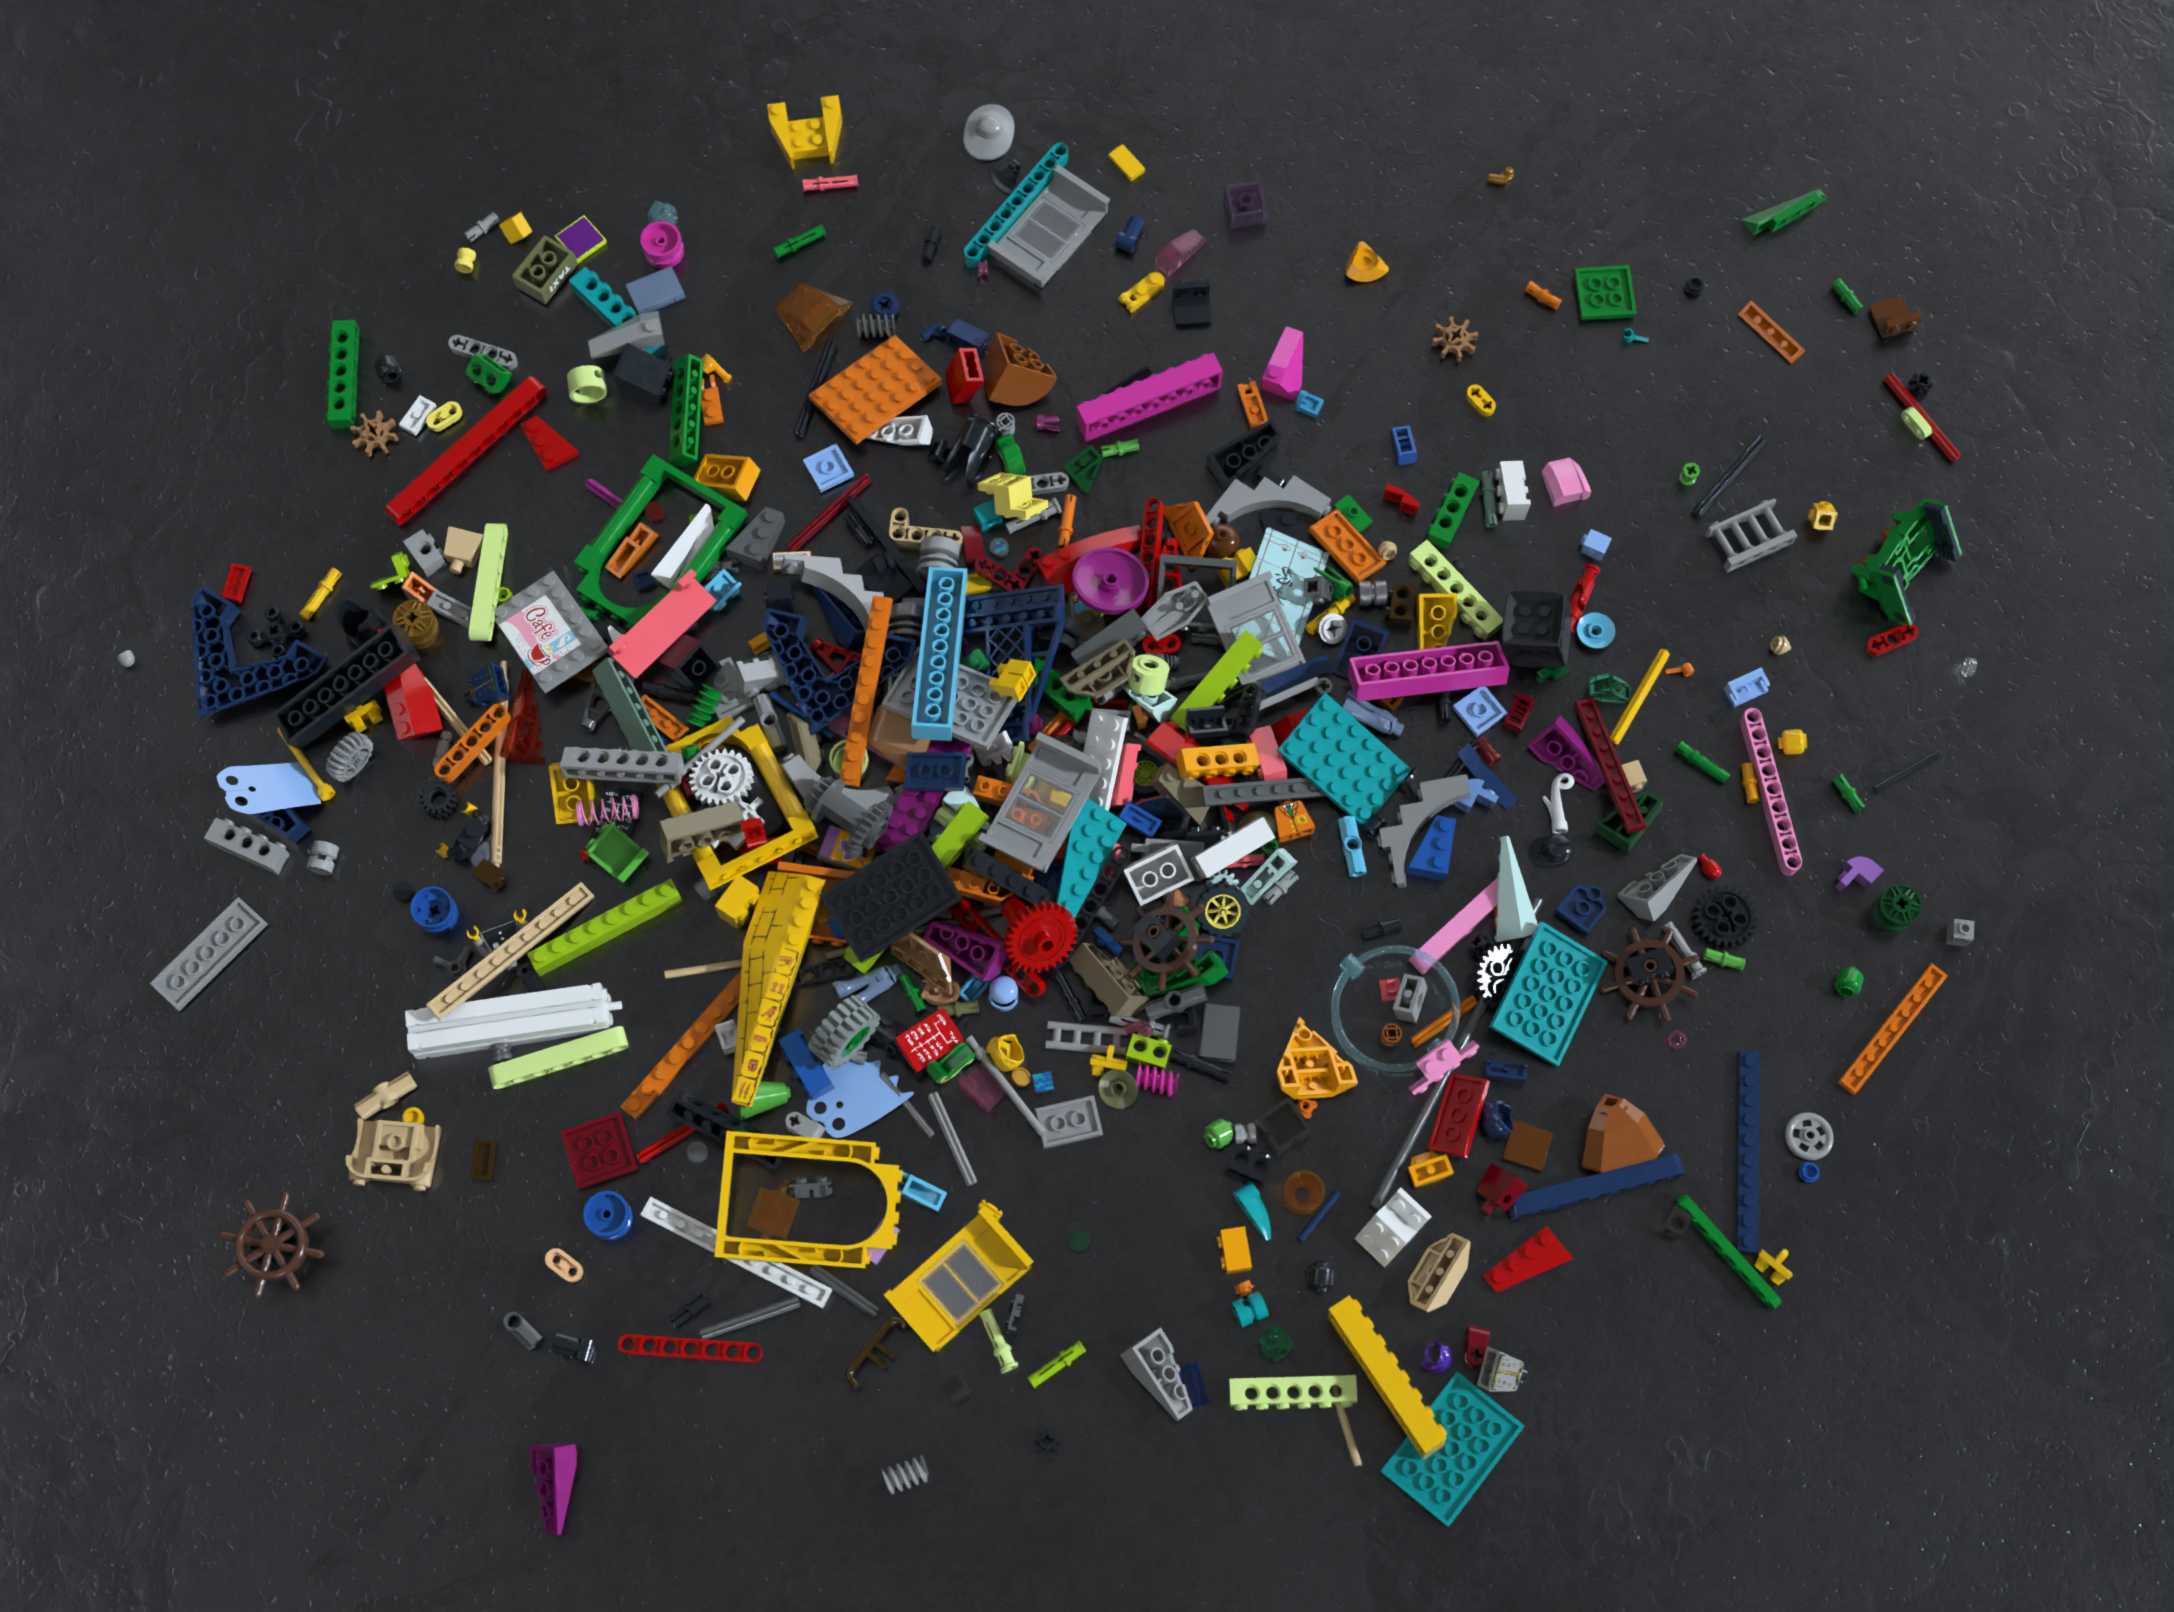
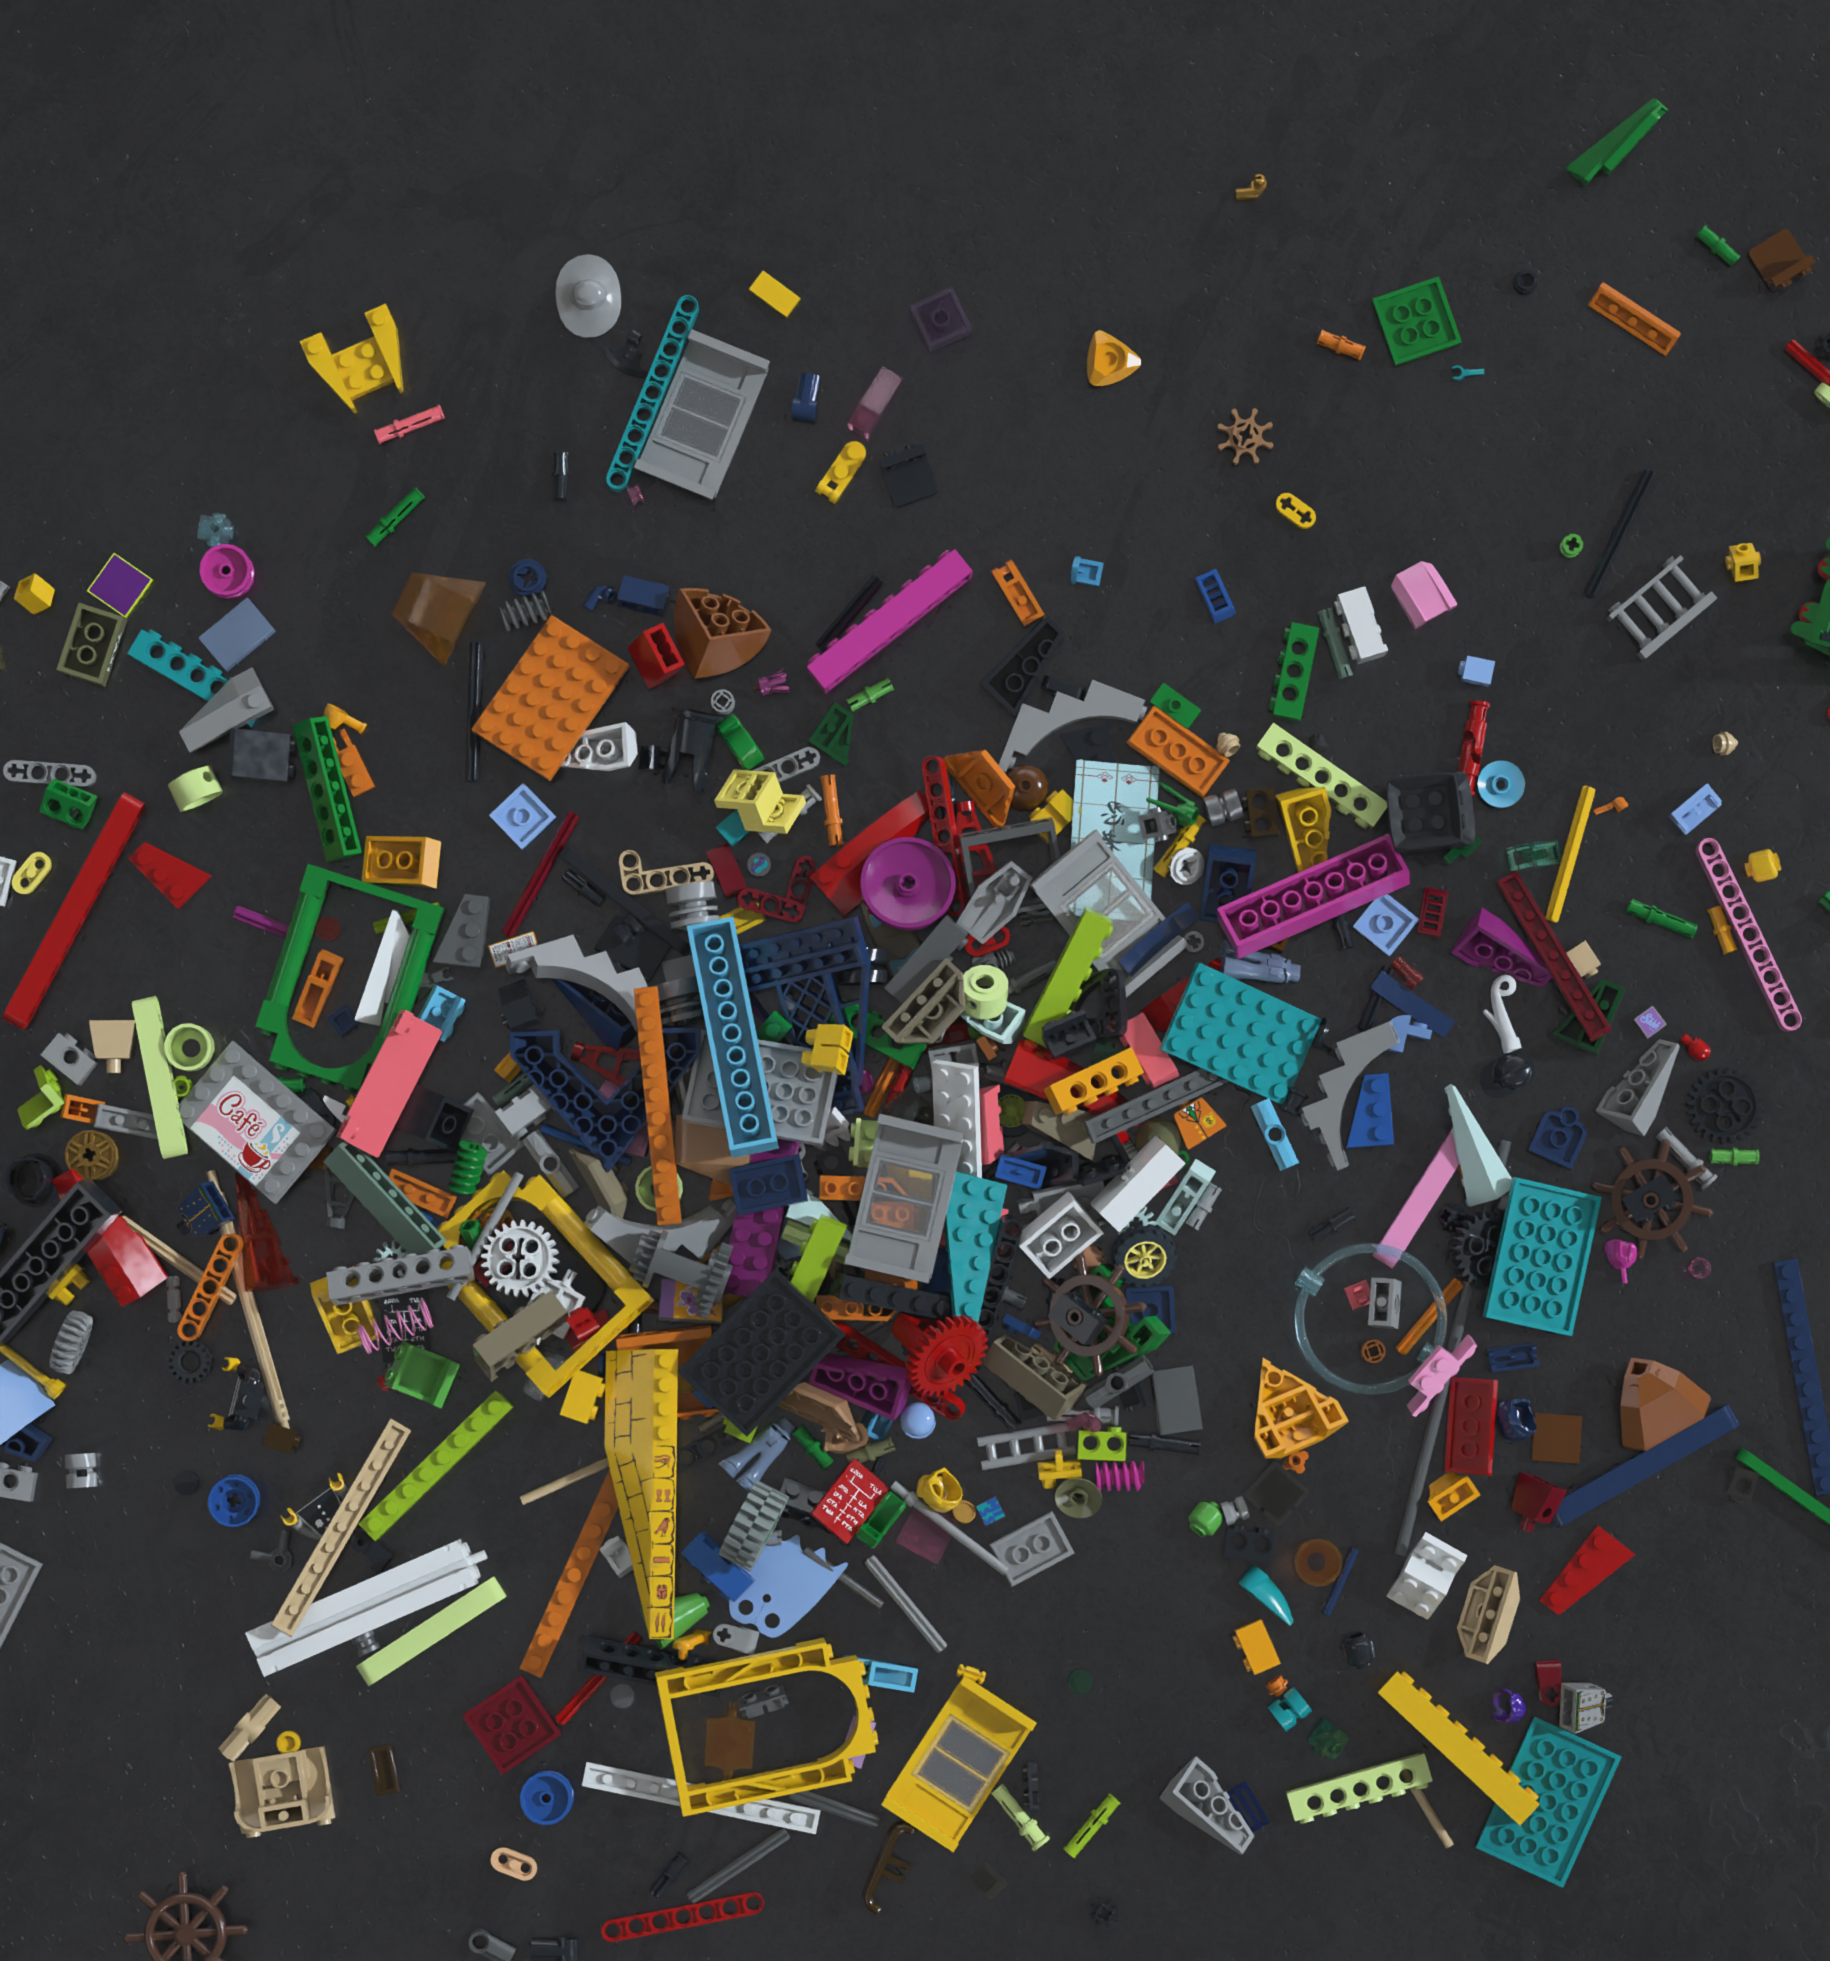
camera: 15 degrees left, 15 degrees up
(513, 557) = (175, 1041): none -> yellowish green piece
(774, 1120) = (688, 1642): none -> light orange piece
(1284, 369) = (1046, 530): dark pink wedge -> none
(1407, 502) = (1236, 675): red slope -> none
(1614, 1011) = (1621, 1255): none -> dark pink piece
(1676, 838) = (1649, 1022): none -> tile

